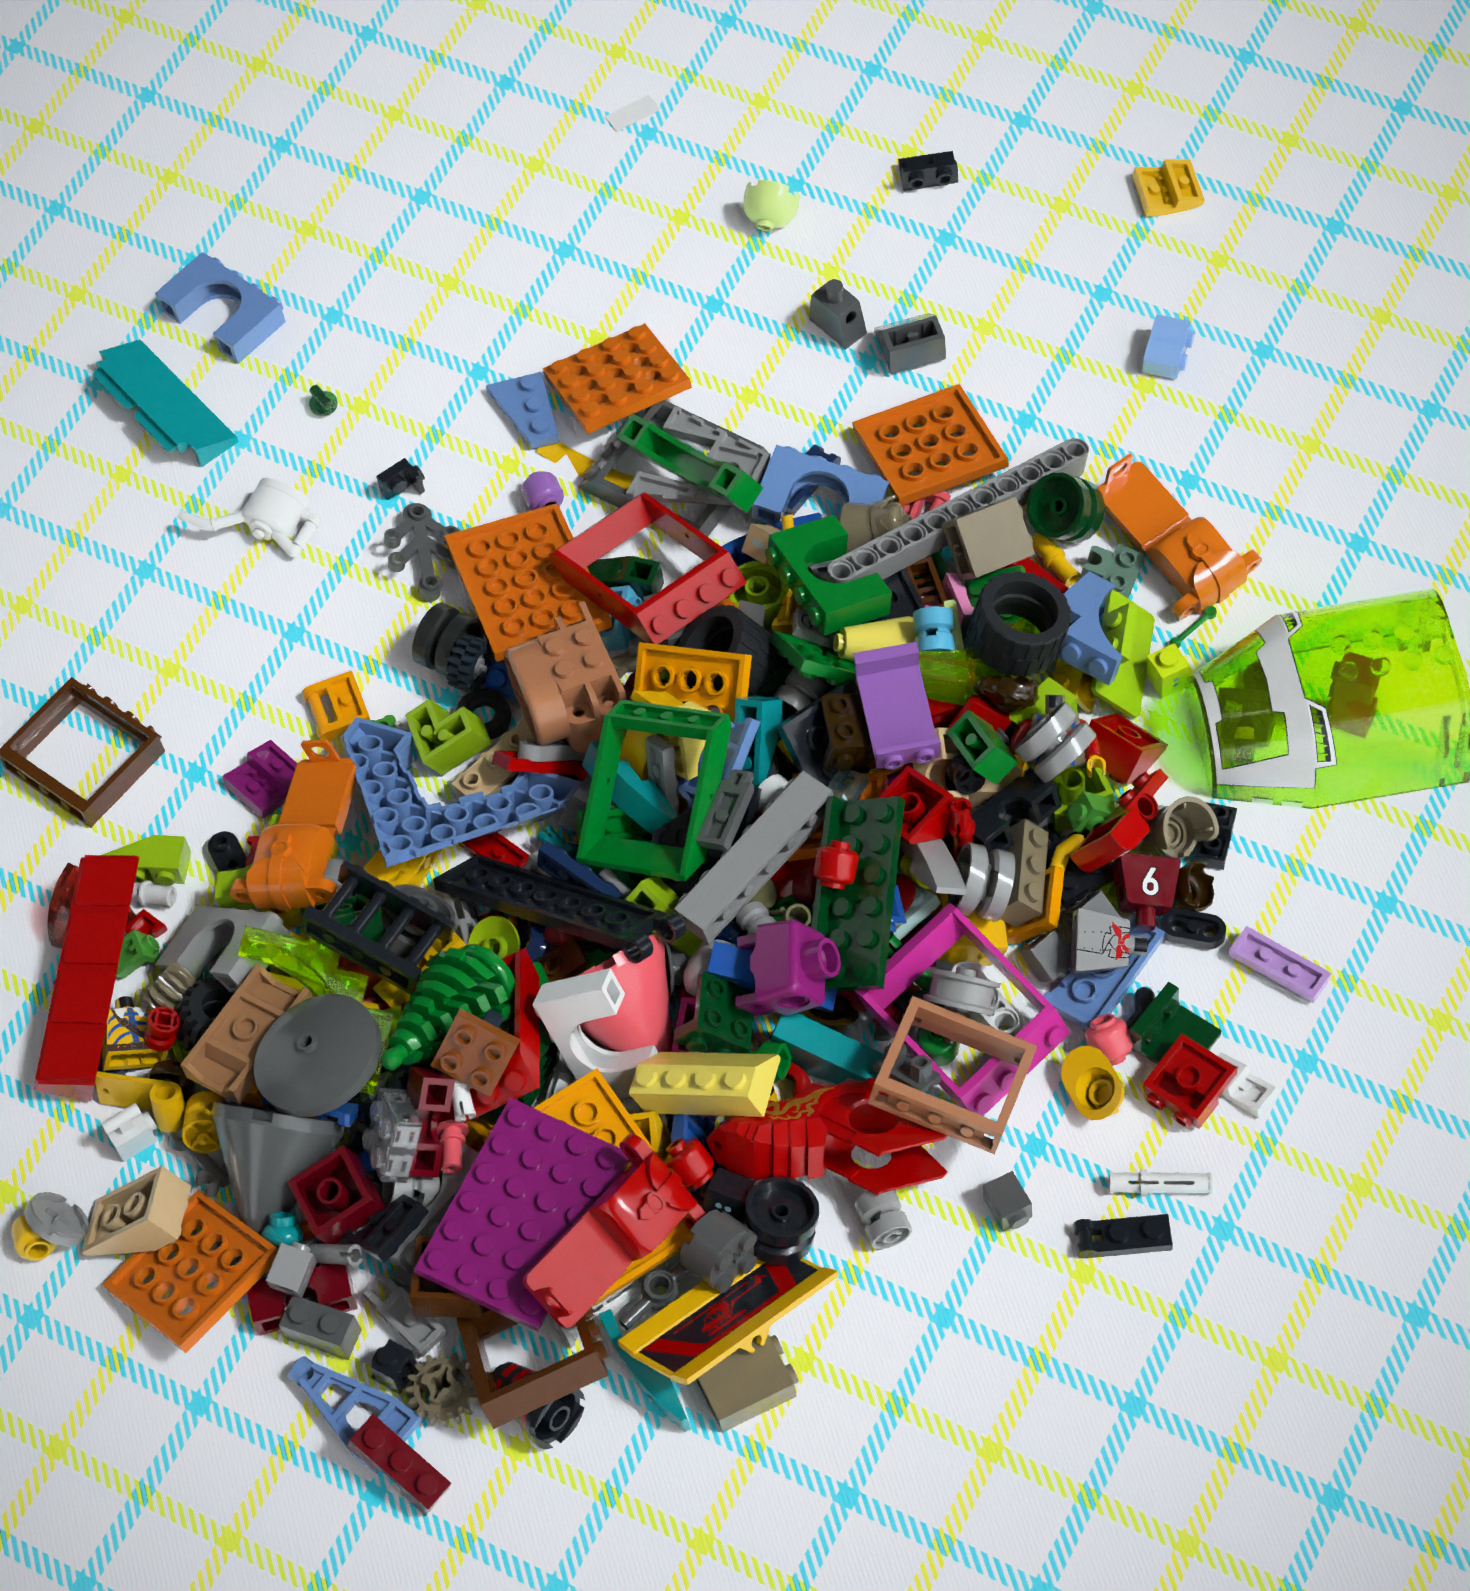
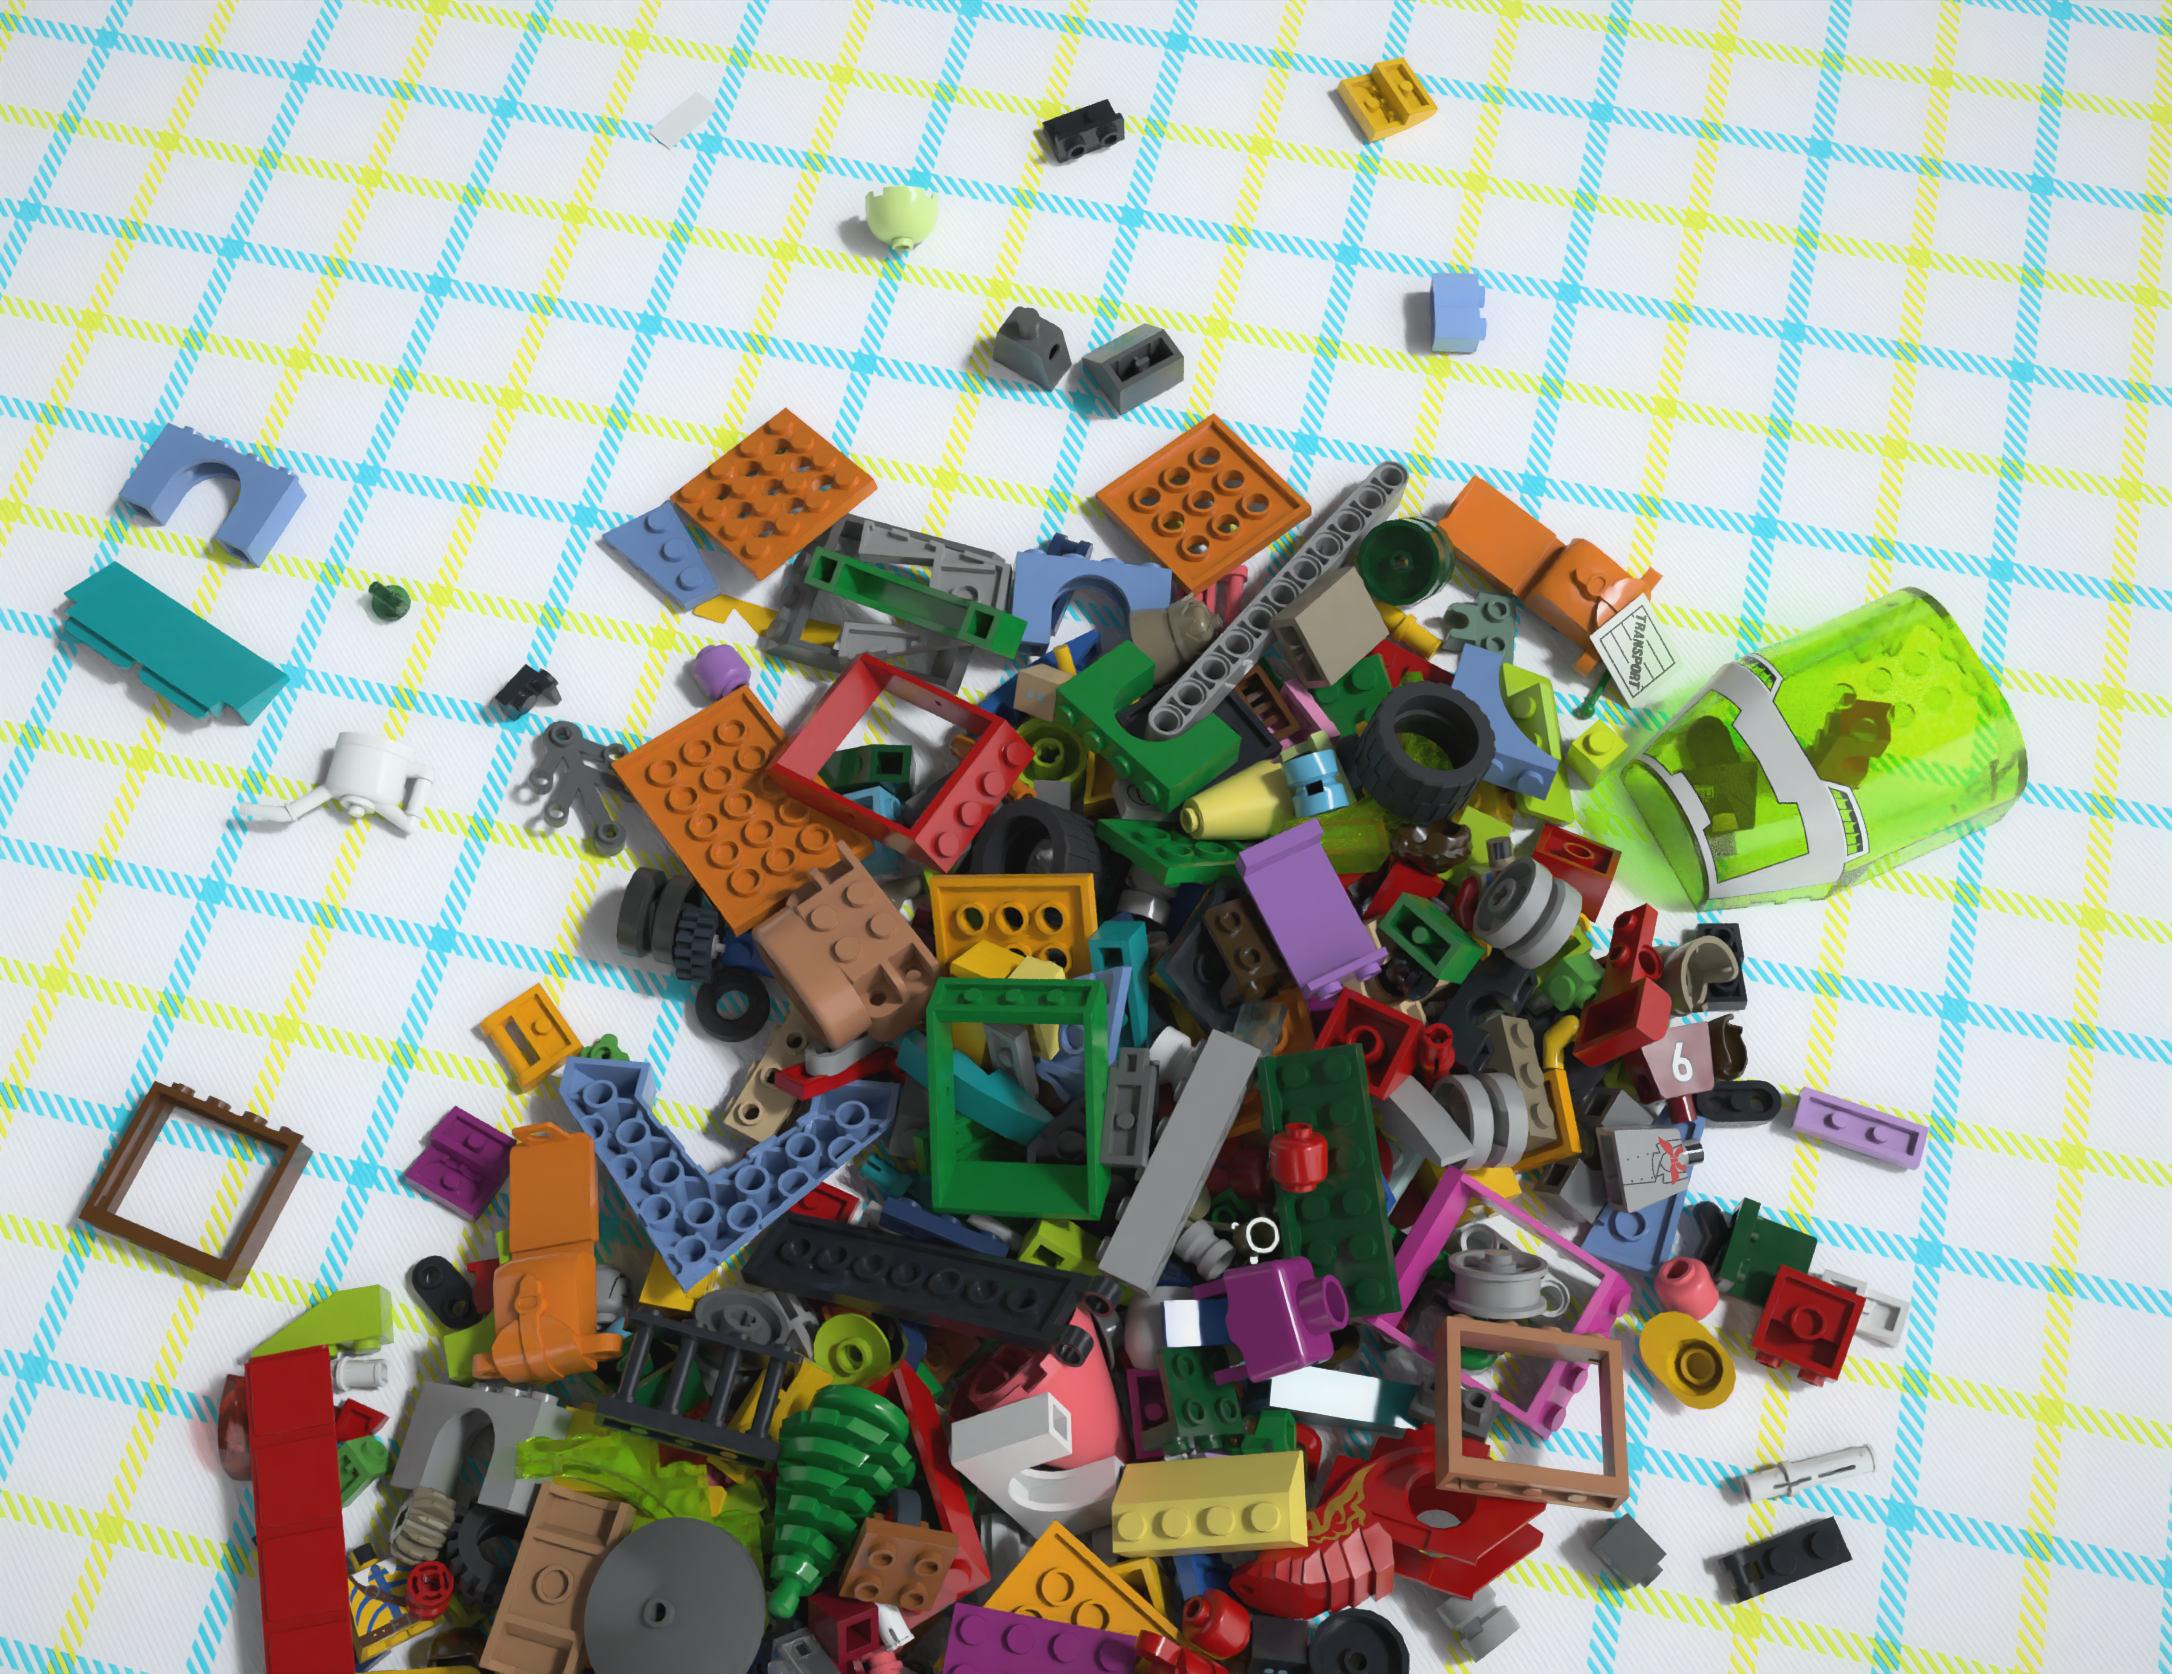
camera: 20 degrees left, 10 degrees up
(445, 738) = (695, 1060): lime brick -> none
(1223, 606) = (1637, 651): none -> white sticker

